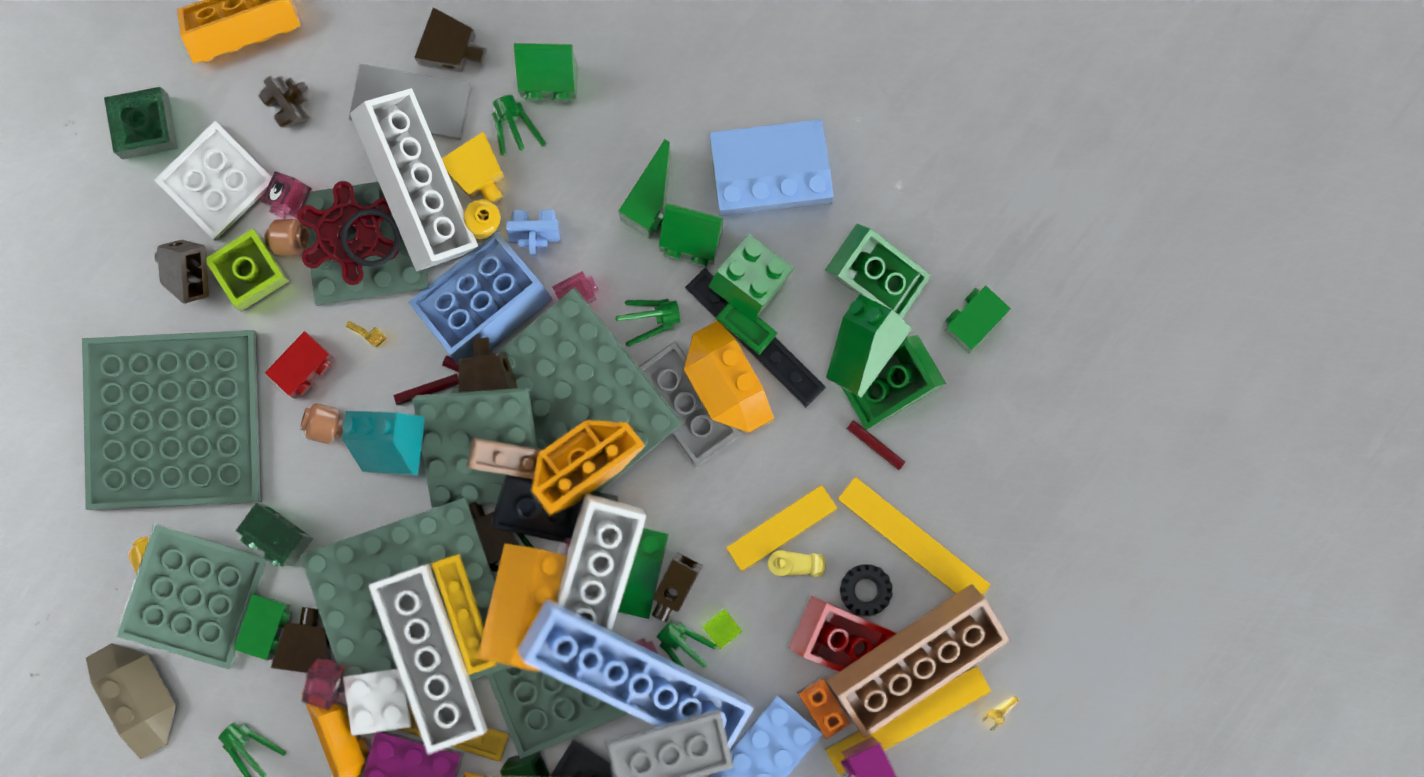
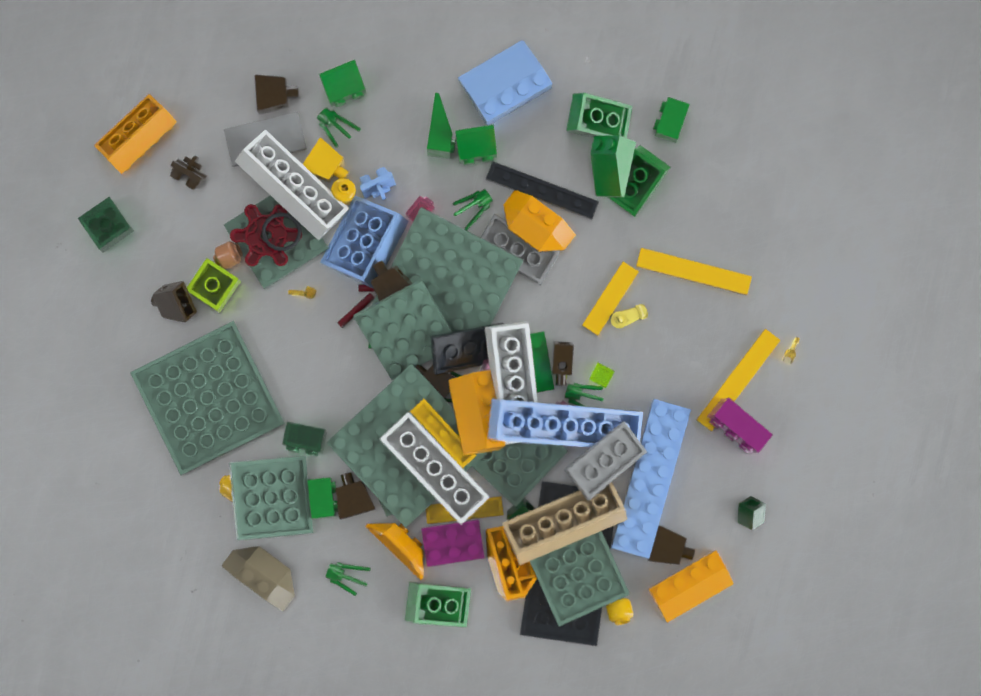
camera: 30 degrees left, 0 degrees up
(214, 181) = (167, 240): white plate -> none
(285, 195) = (215, 229): clear pink brick -> none
(300, 365) = (272, 329): red brick -> none
(321, 423) = (301, 358): nougat head -> none
(323, 684) = (376, 513): clear pink brick -> none
(376, 701) = (414, 509): white plate -> none
(384, 441) = (346, 351): teal slope -> none
(503, 458) = (440, 324): medium nougat tile -> none
(583, 462) = (475, 308): light orange wedge -> none
(751, 277) = (524, 154): brick -> none
(754, 334) = (534, 185): green tile -> none
(823, 707) = (685, 393): orange hips -> none
(835, 635) = (677, 349): red slope -> none
(876, 445) = (644, 223): dark red piece -> none
(883, 584) = (678, 324): black tyre -> none
(918, 660) = (728, 340): medium nougat brick -> none

